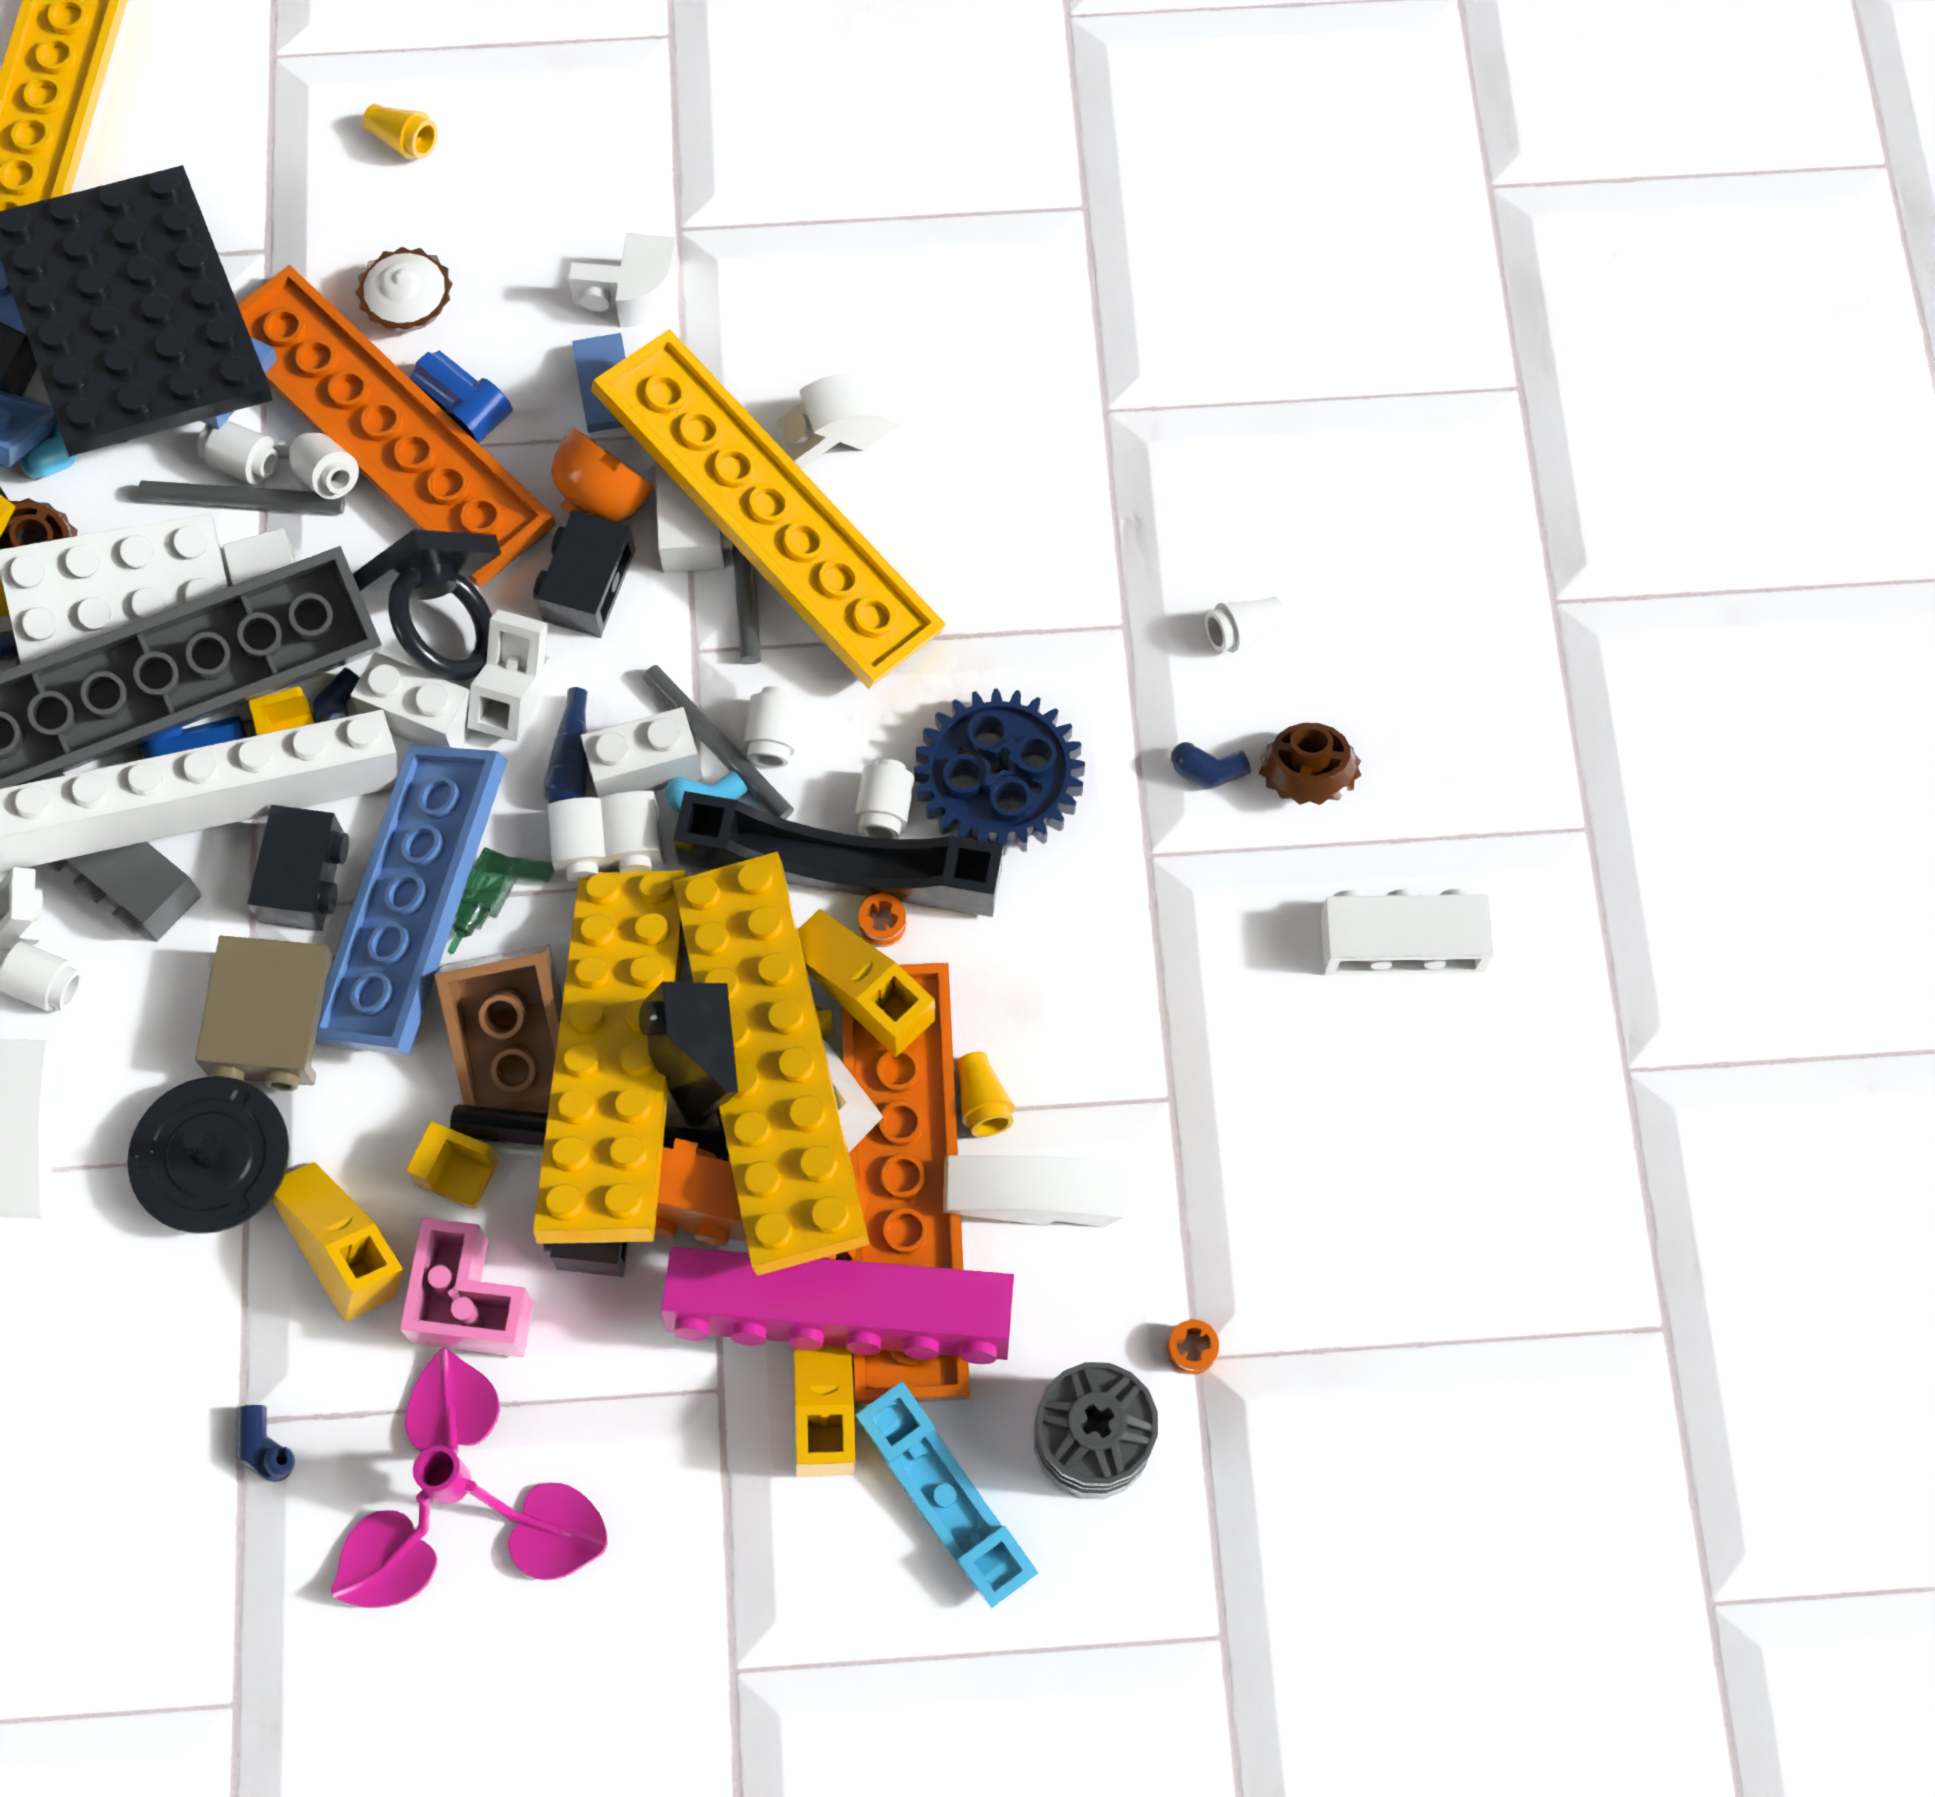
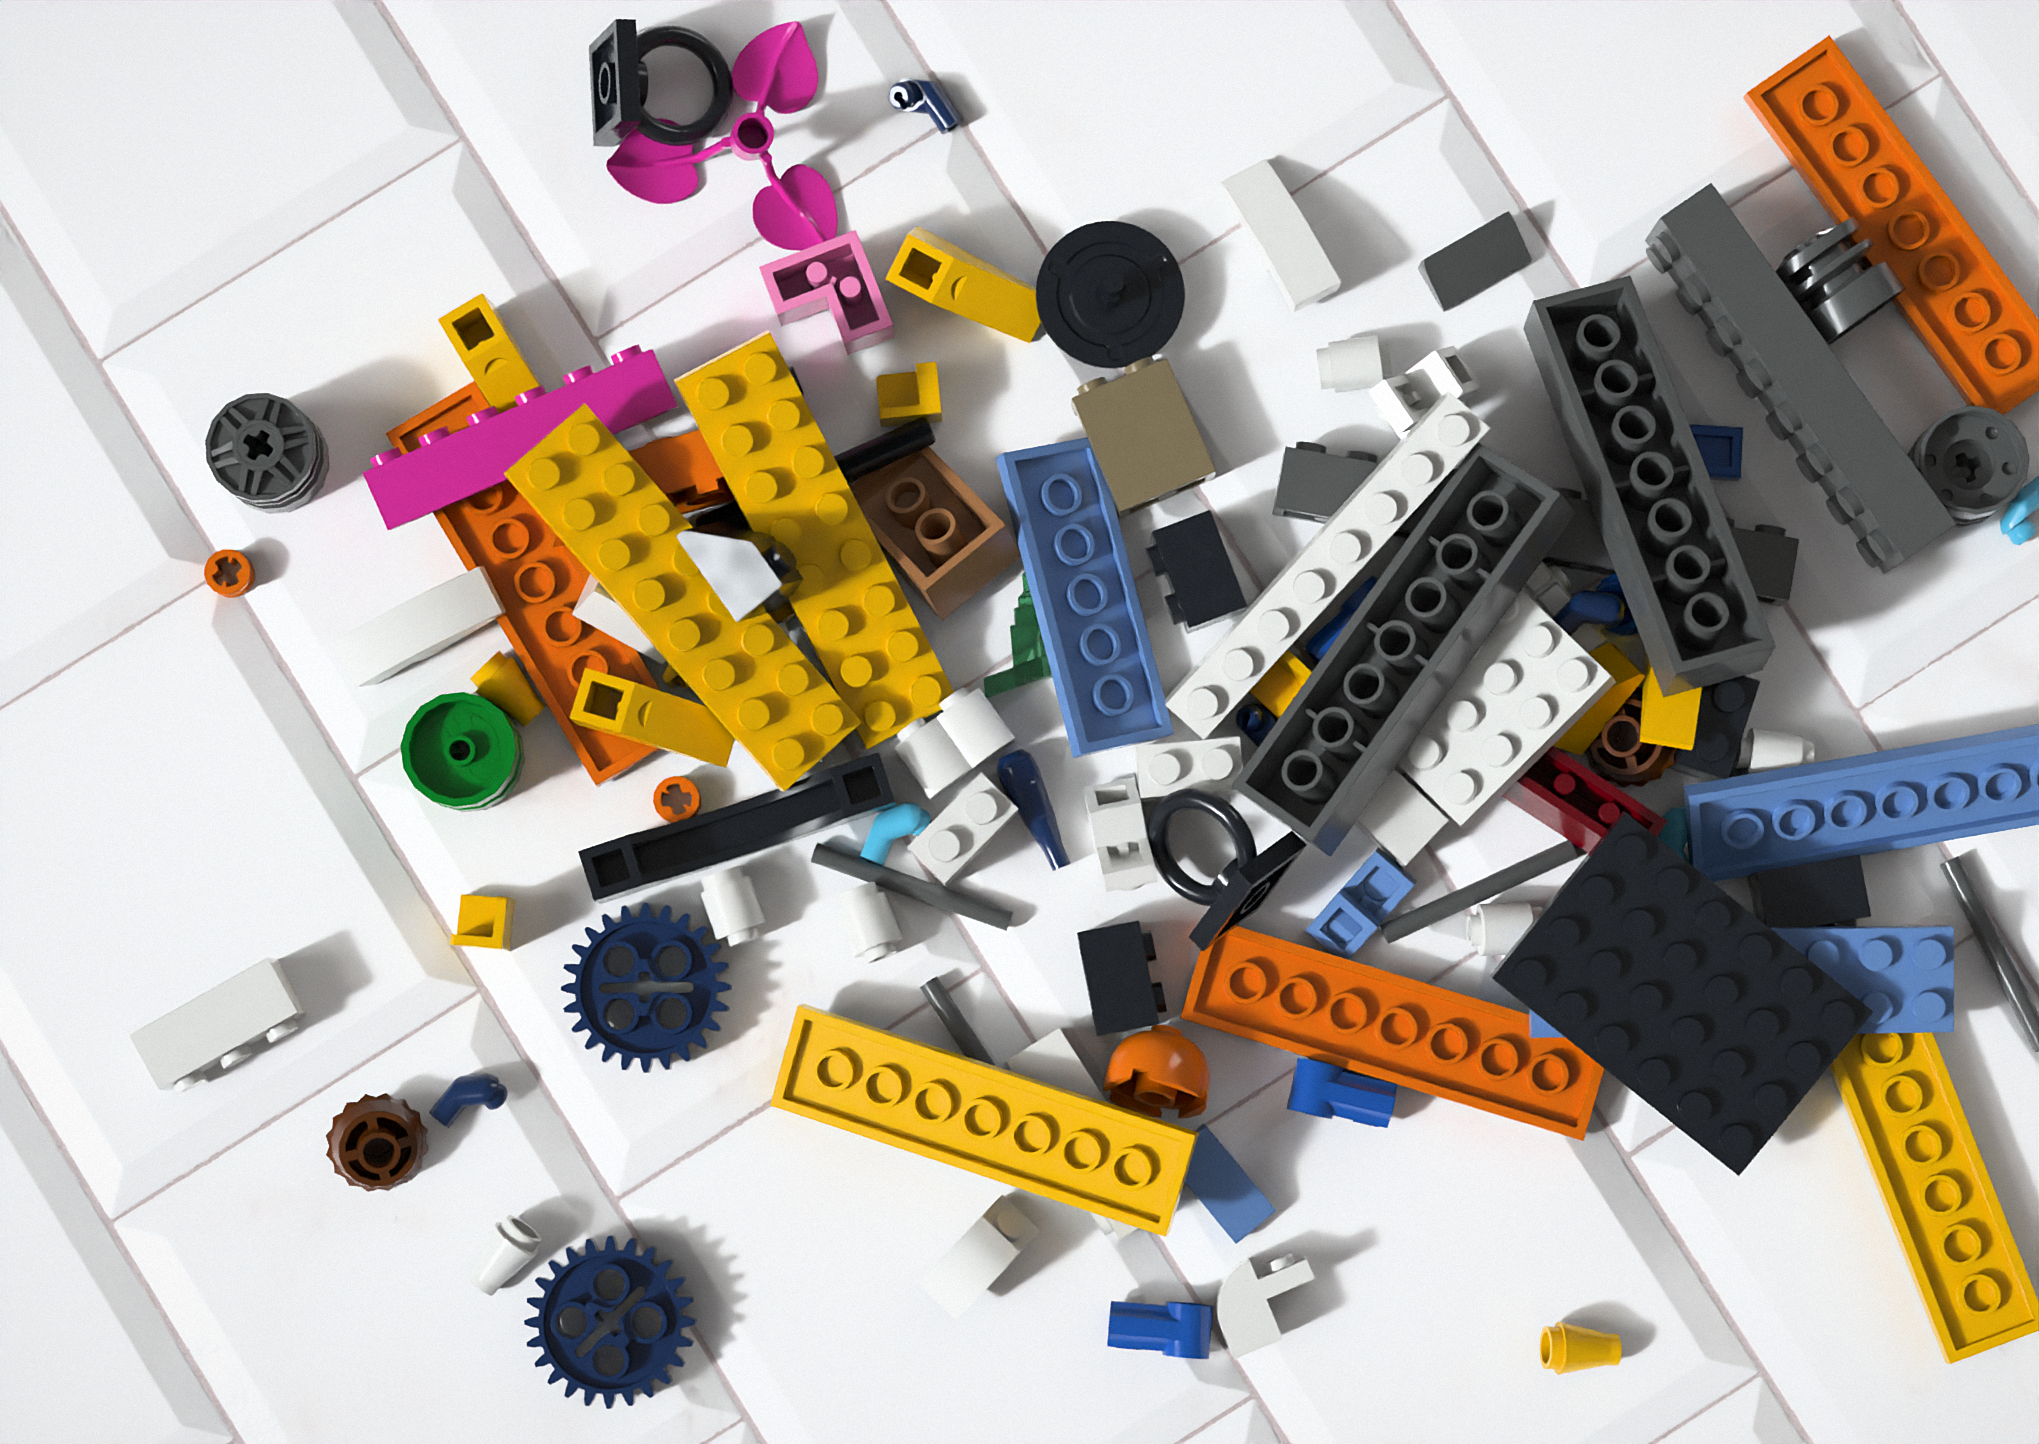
camera: 155 degrees right, 15 degrees up
(97, 487) = (1575, 800): none -> dark red brick
(323, 465) = (1417, 953): white brick -> none
(360, 527) = (1361, 905): none -> medium blue slope
(404, 289) = (1458, 1171): white piece -> none
(541, 1619) = (621, 84): none -> black tile
(711, 293) = (1173, 1328): none -> blue piece
(945, 1495) = (361, 346): medium azure slope -> none
(1060, 1018) = (434, 738): none -> green wheel
(1116, 897) = (484, 922): none -> yellow panel
(1179, 525) = (643, 1355): none -> dark blue gear

